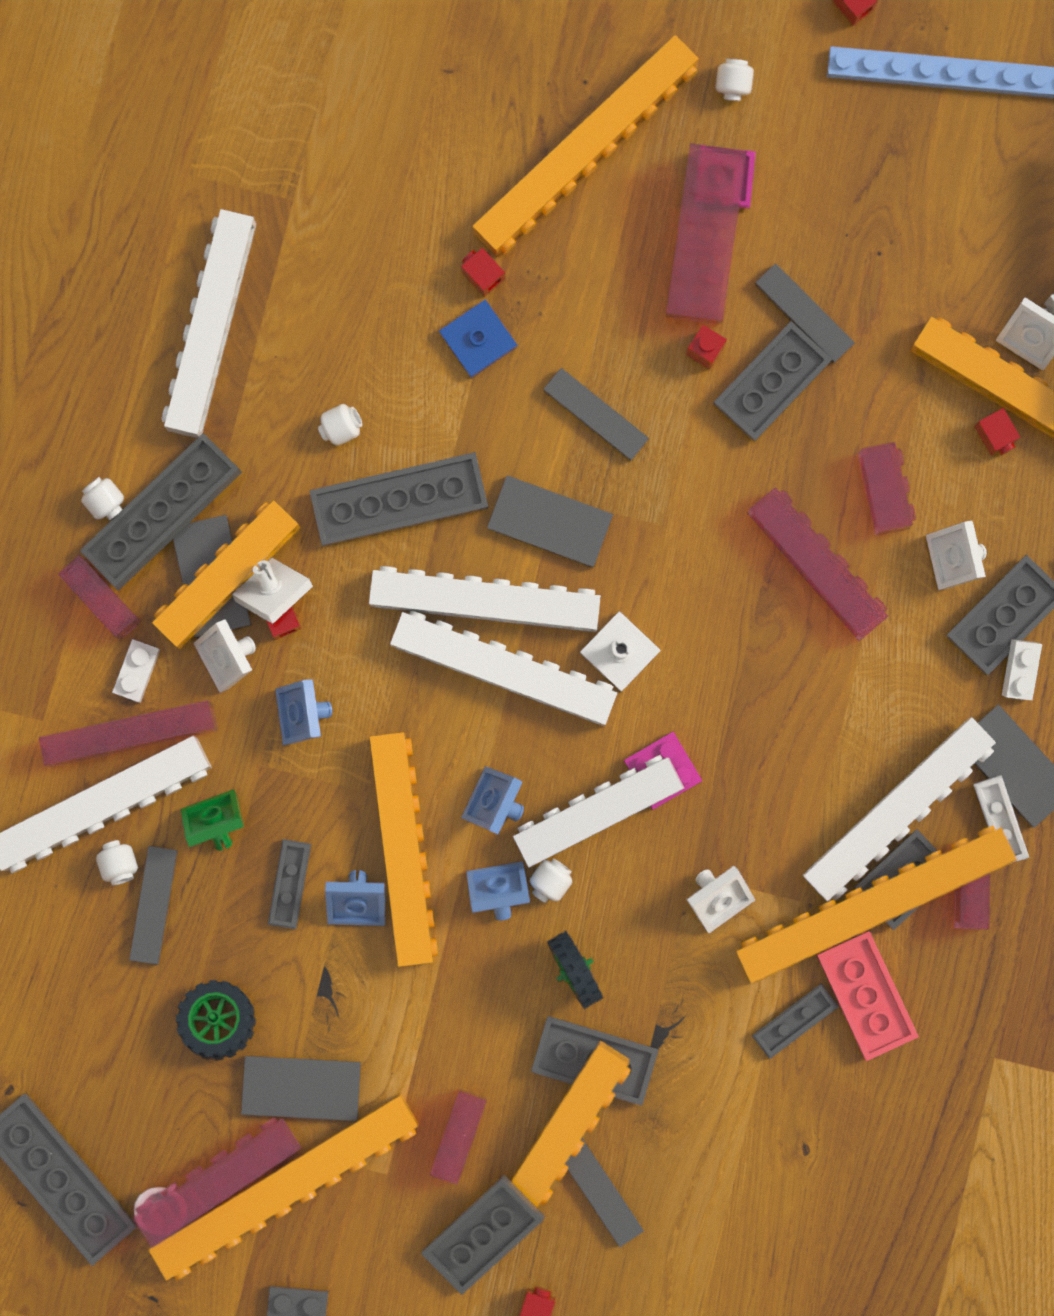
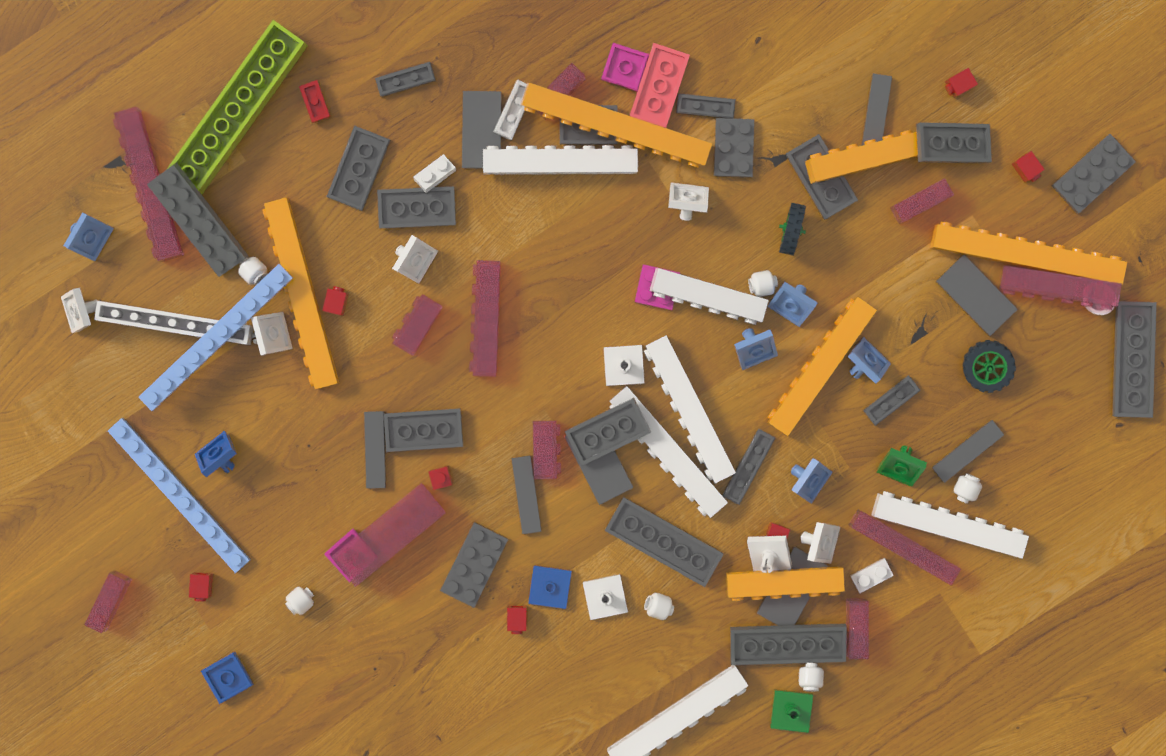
camera: 140 degrees left, 5 degrees up
(90, 444) = (791, 710): none -> green tile
(373, 1286) = (1028, 167): none -> red brick
(381, 666) = (748, 466): none -> dark grey tile
(408, 382) = (605, 597): none -> white tile
(572, 560) = (608, 431): none -> dark grey plate
(582, 288) = (474, 564): none -> dark grey plate
(586, 146) = (405, 635): light orange brick -> none
(620, 481) = (546, 449): none -> clear pink brick
(721, 1003) = (734, 147): none -> dark grey plate
(924, 981) = (625, 67): none -> dark pink plate
(970, 151) = (216, 455): none -> blue tile

